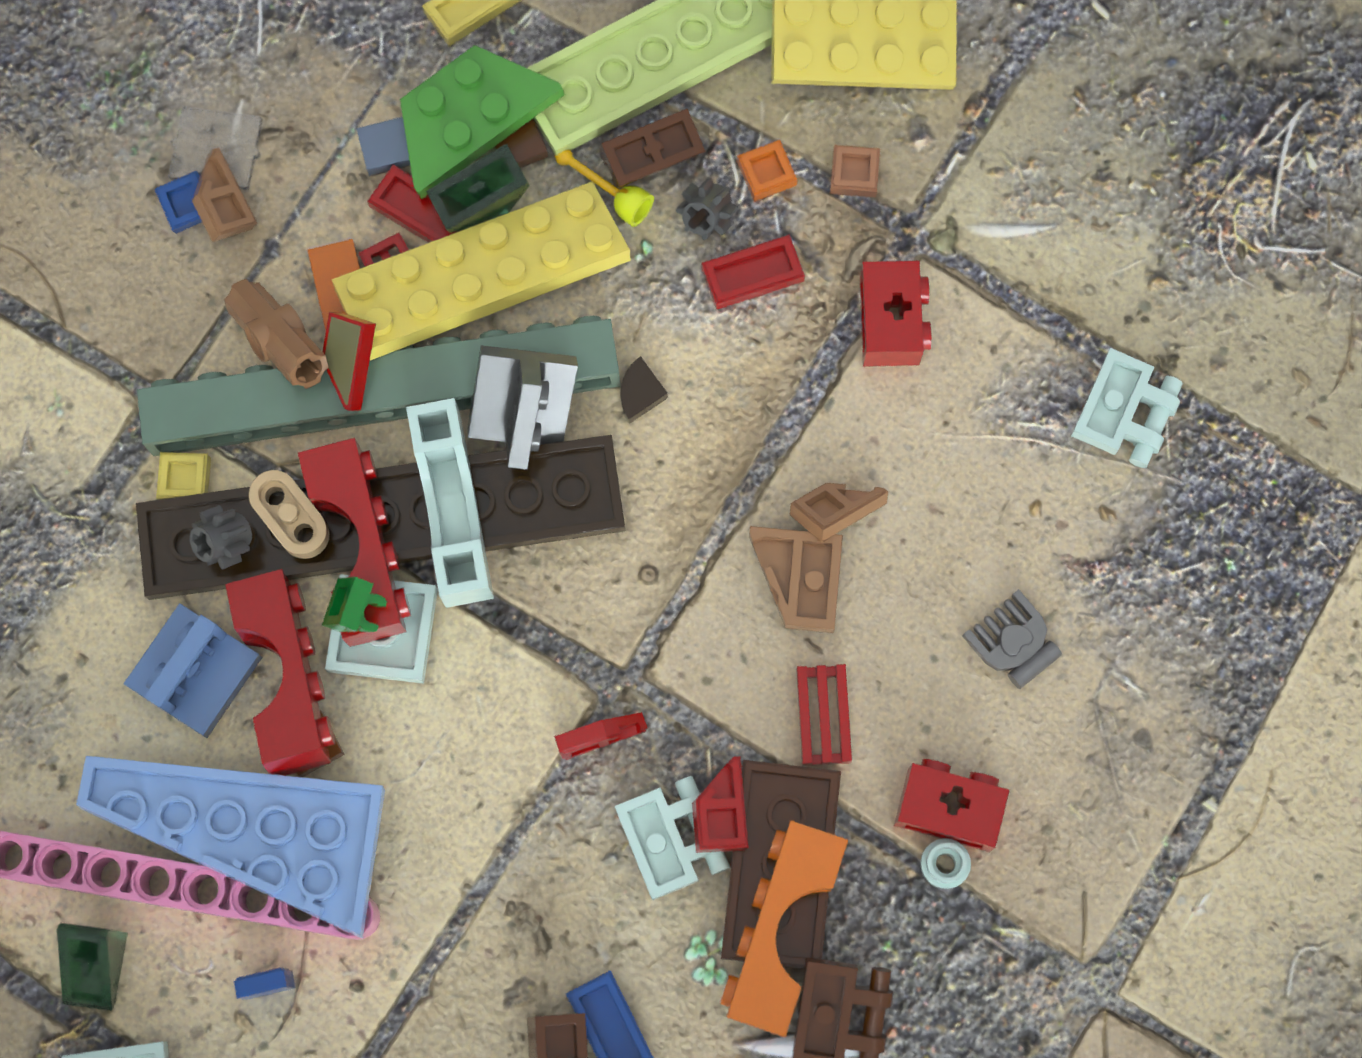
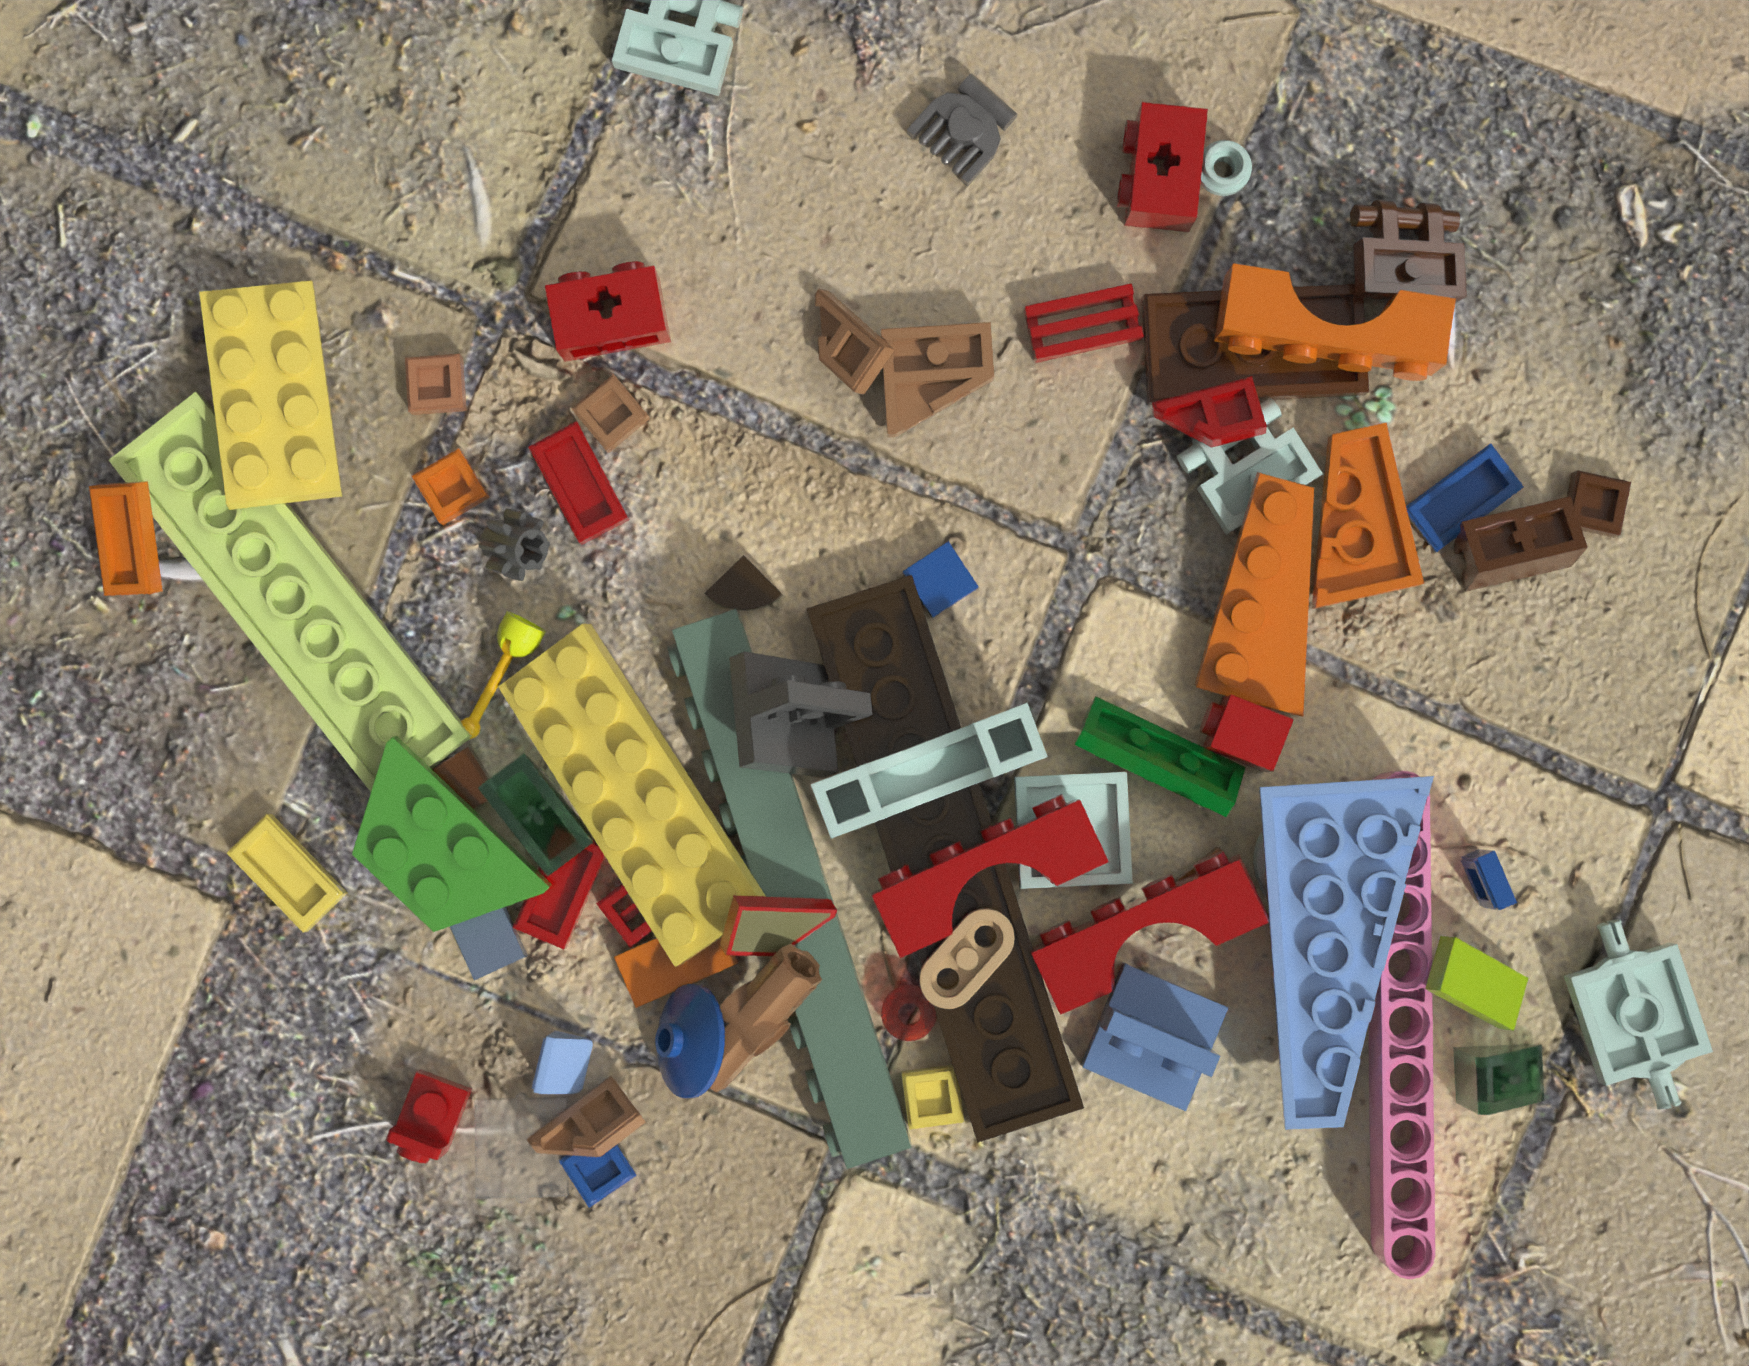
camera: 100 degrees left, 10 degrees up
(175, 953) = (1476, 983): none -> lime tile
(220, 537) = (1009, 1030): dark grey gear -> none
(249, 454) = (891, 1005): none -> clear red plate
(254, 79) = (429, 1117): none -> red bracket
(269, 281) = (690, 1041): none -> blue dish
(274, 185) = (562, 1064): none -> light blue slope
(348, 604) = (1077, 856): green tile -> none
(429, 713) = (1160, 756): none -> green plate
(436, 789) = (1245, 732): none -> red brick
(538, 824) = (1263, 609): none -> orange wing
(599, 734) = (1151, 564): red tile -> none
(603, 931) = (1363, 521): none -> orange wing
(618, 555) = (941, 579): none -> blue tile
(651, 148) = (451, 620): reddish brown hinge -> none
(807, 306) = (610, 413): none -> medium nougat tile

